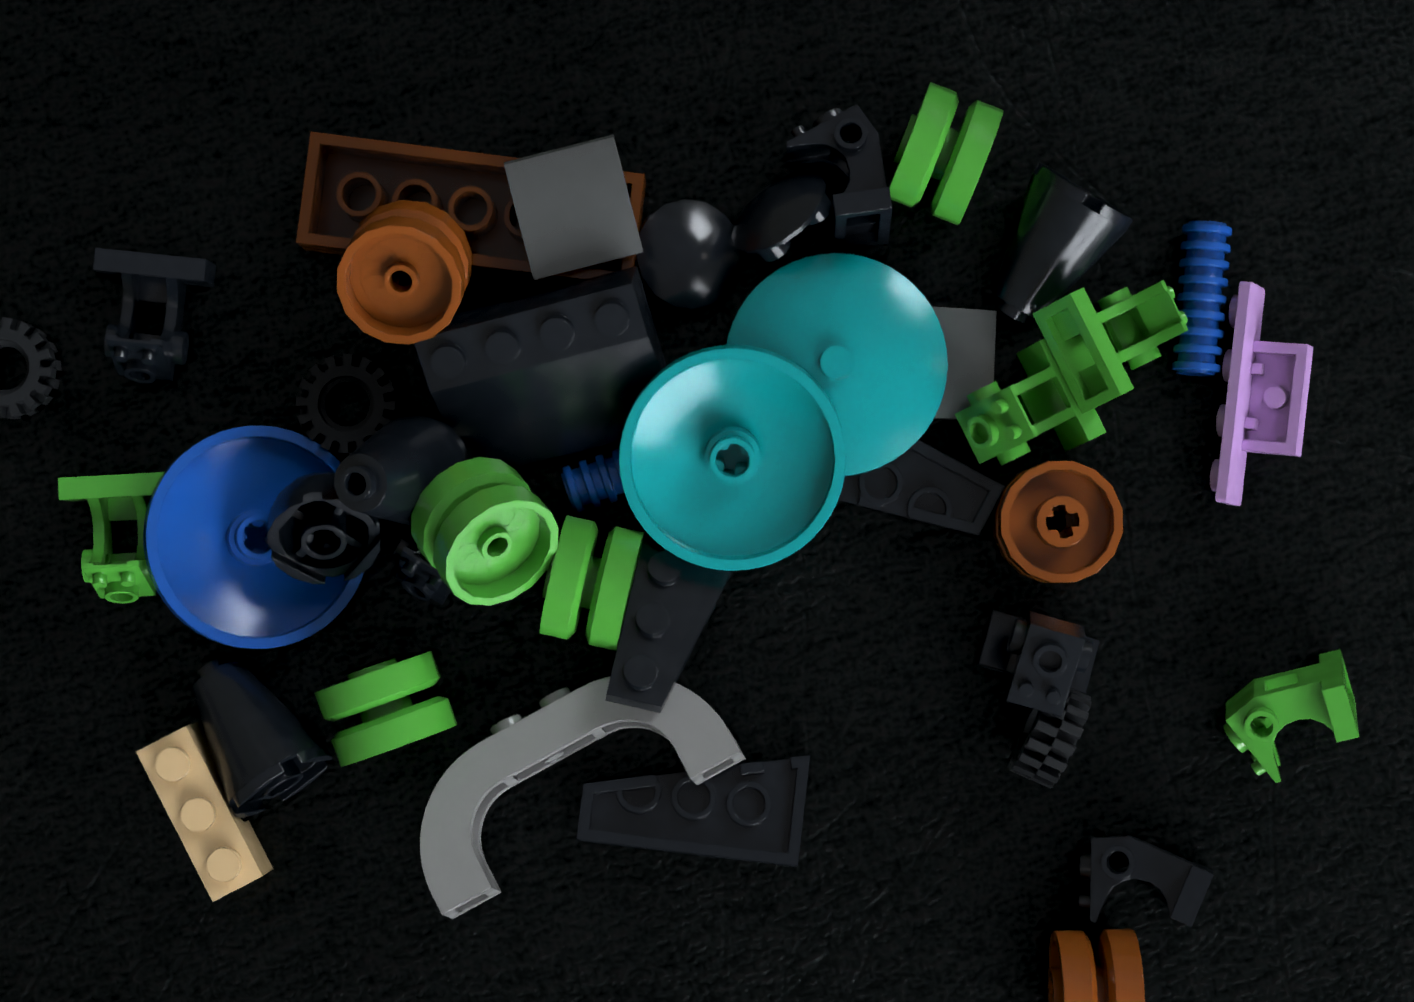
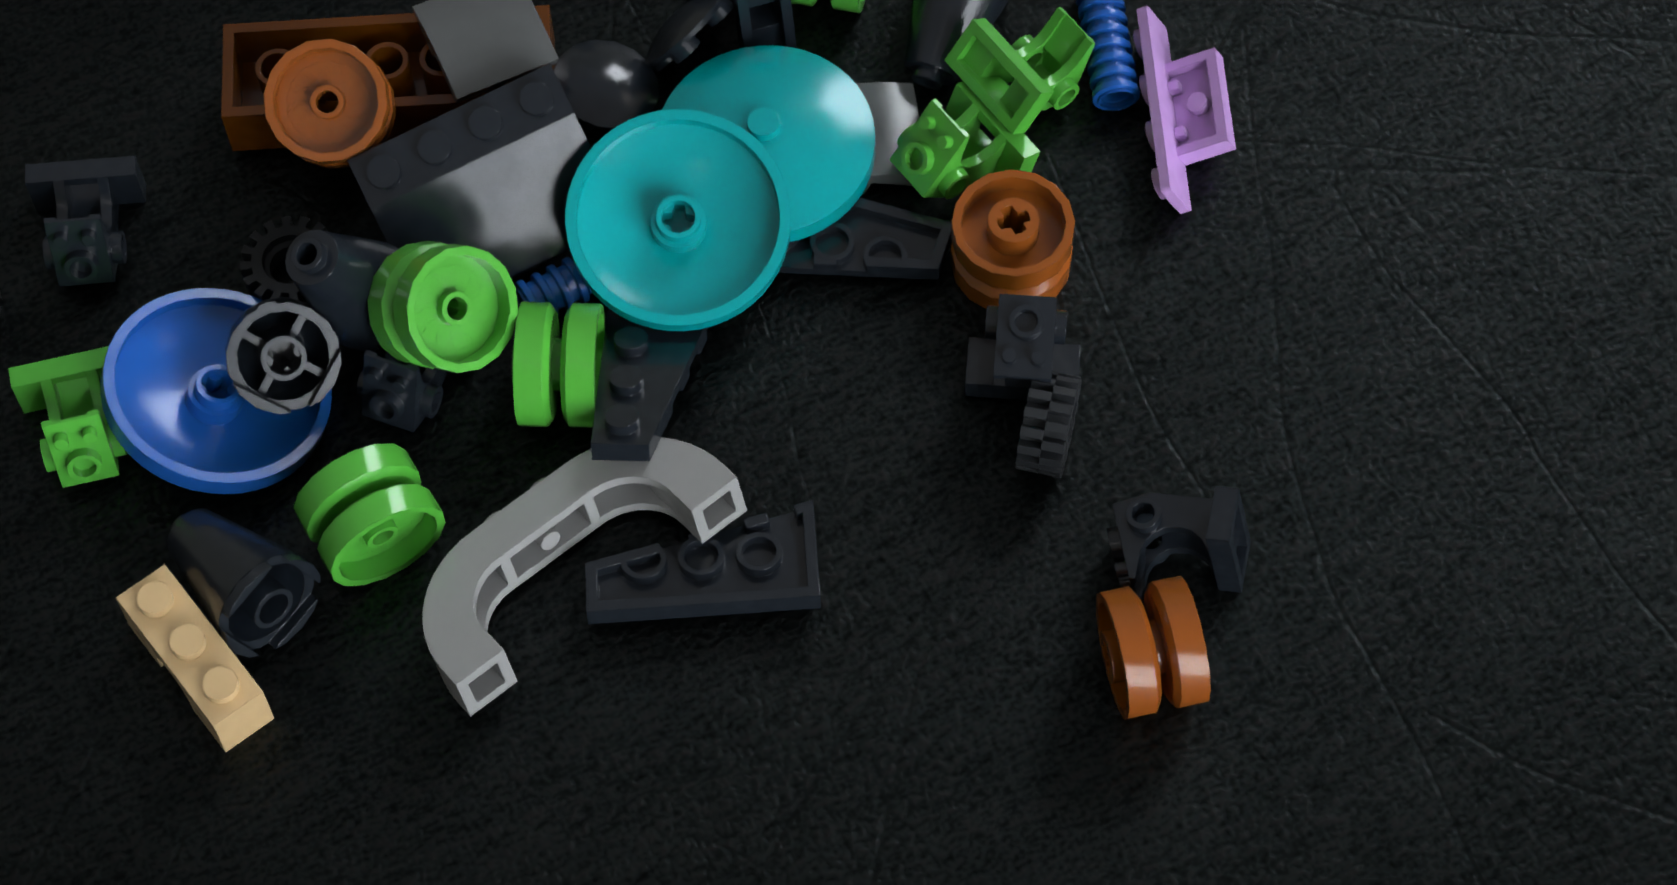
camera: 10 degrees left, 25 degrees down
(1273, 701) = (1305, 335): bright green tile -> none

